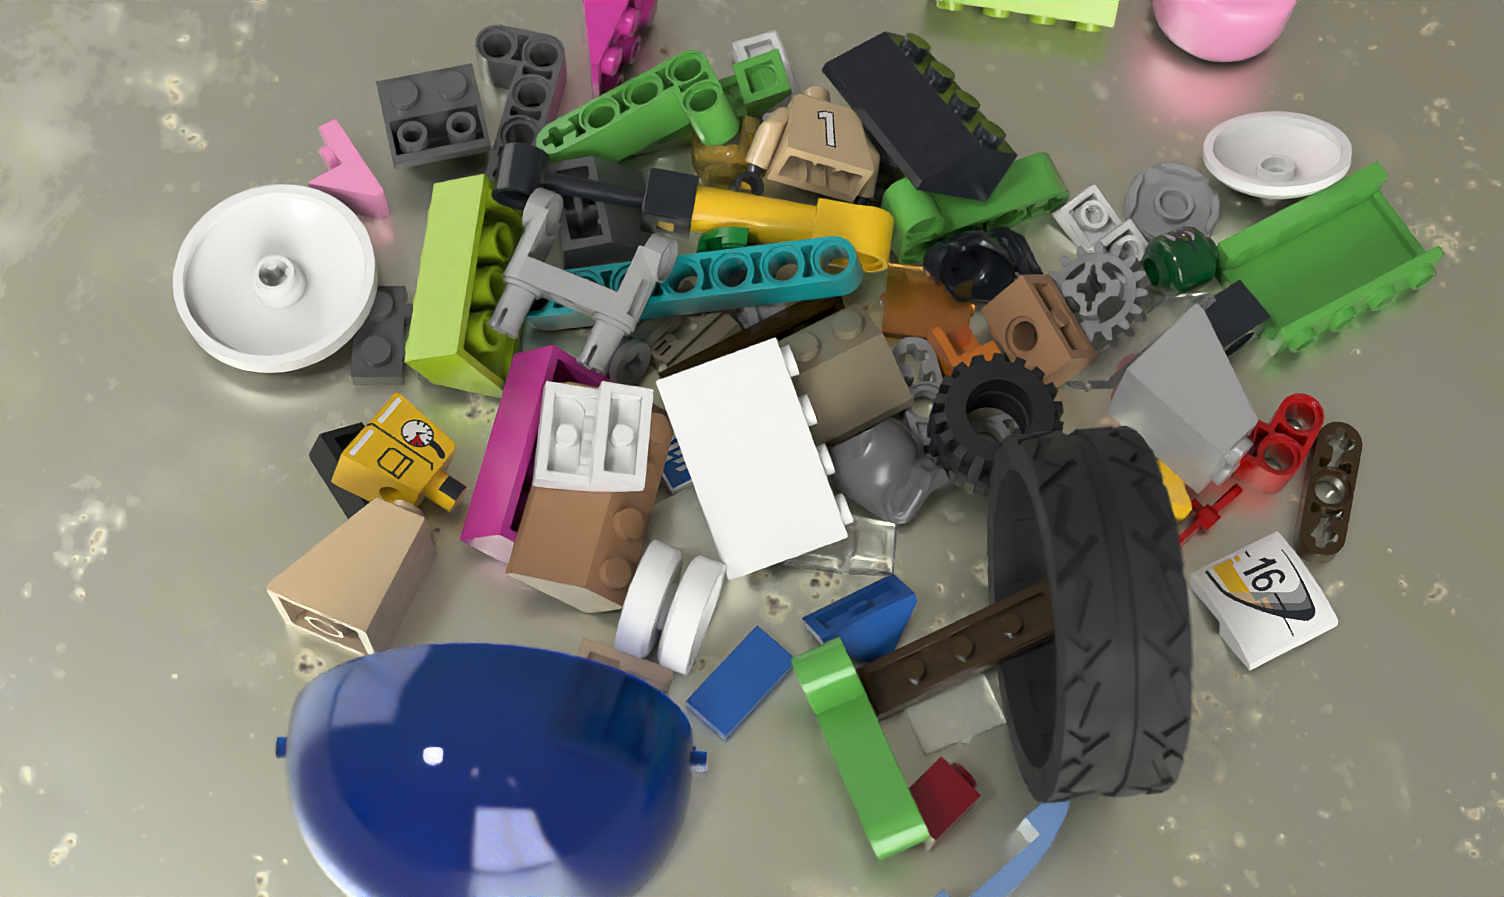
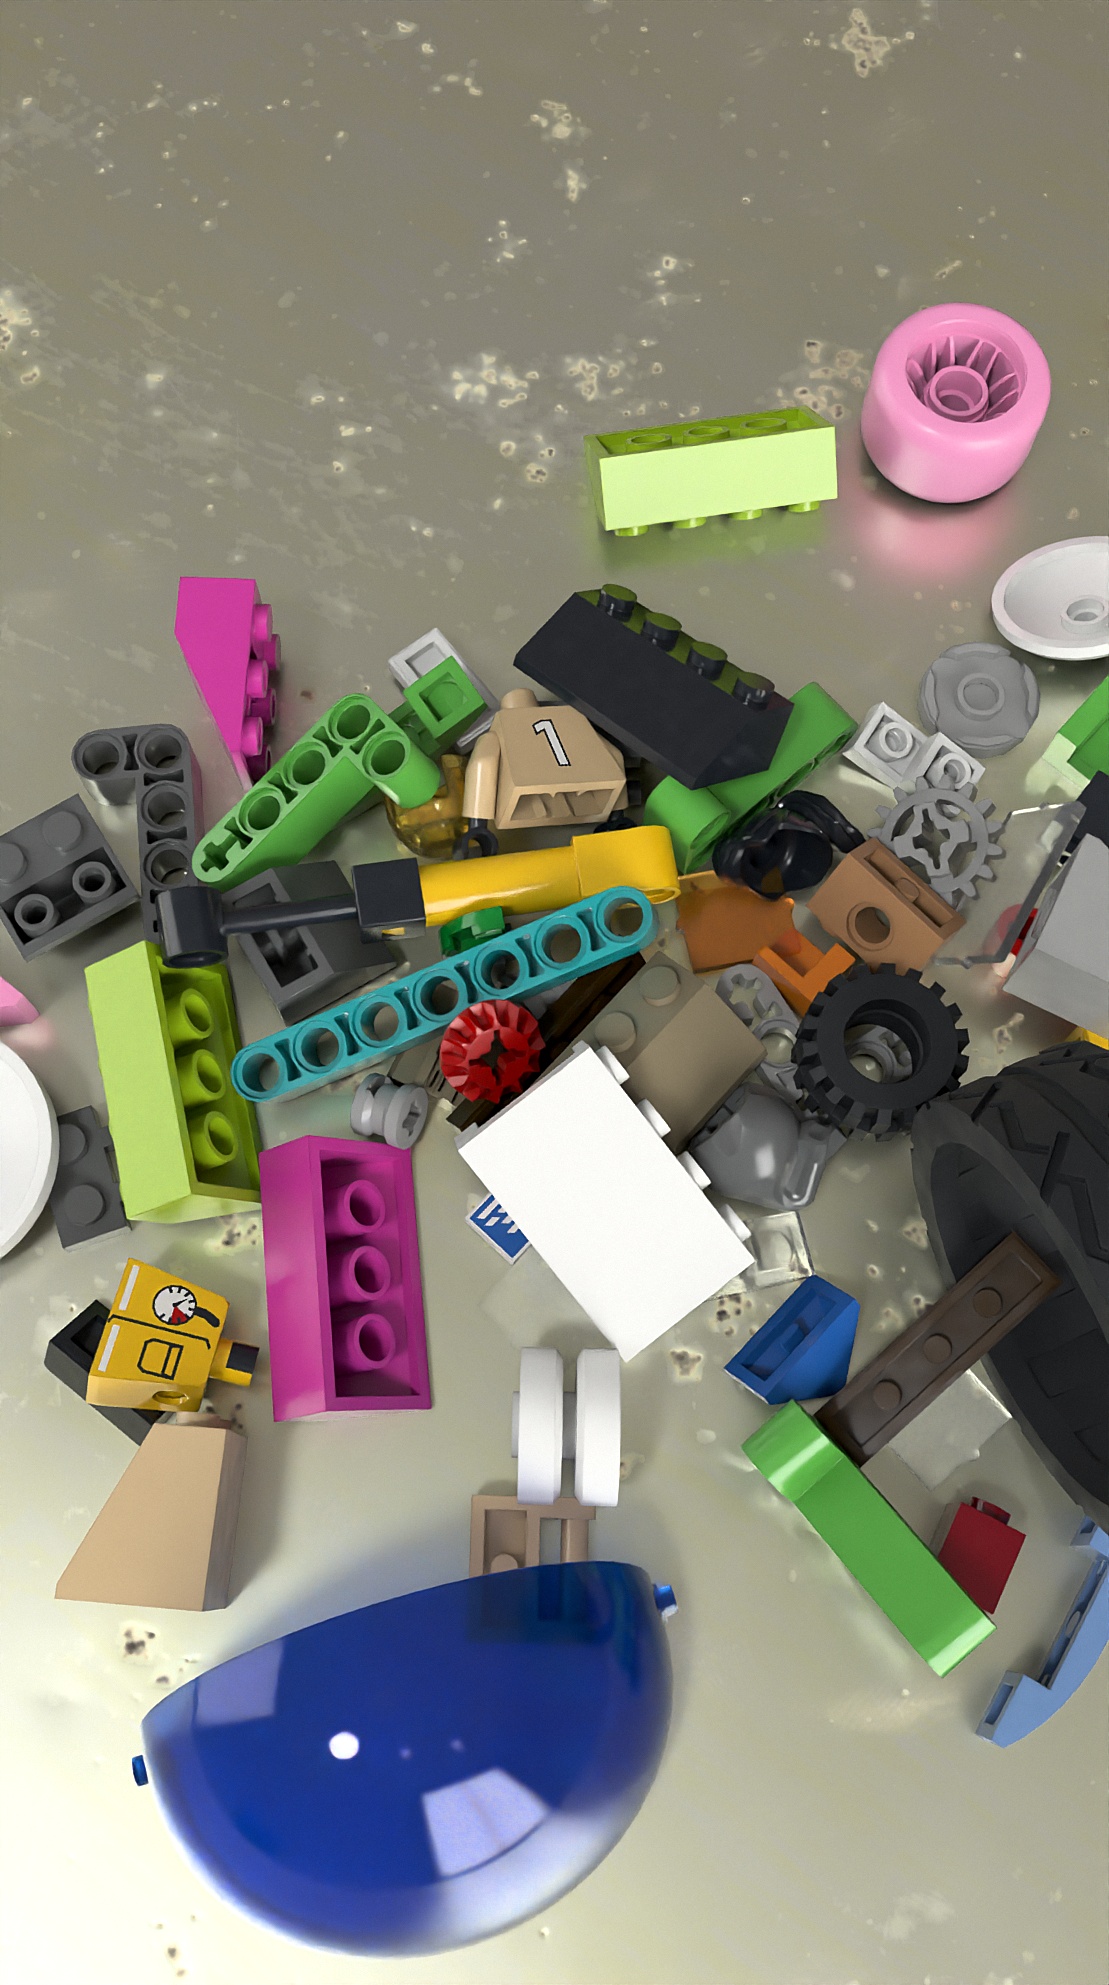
camera: 15 degrees left, 5 degrees up
(588, 542) = (421, 1312): medium nougat slope -> none
(593, 437) = (401, 1244): white slope -> none
(612, 311) = (249, 1058): light grey connector -> none
(694, 311) = (472, 1036): none -> red gear
(740, 682) = (680, 1479): blue tile -> none
(1180, 261) = (1018, 767): dark green head -> none

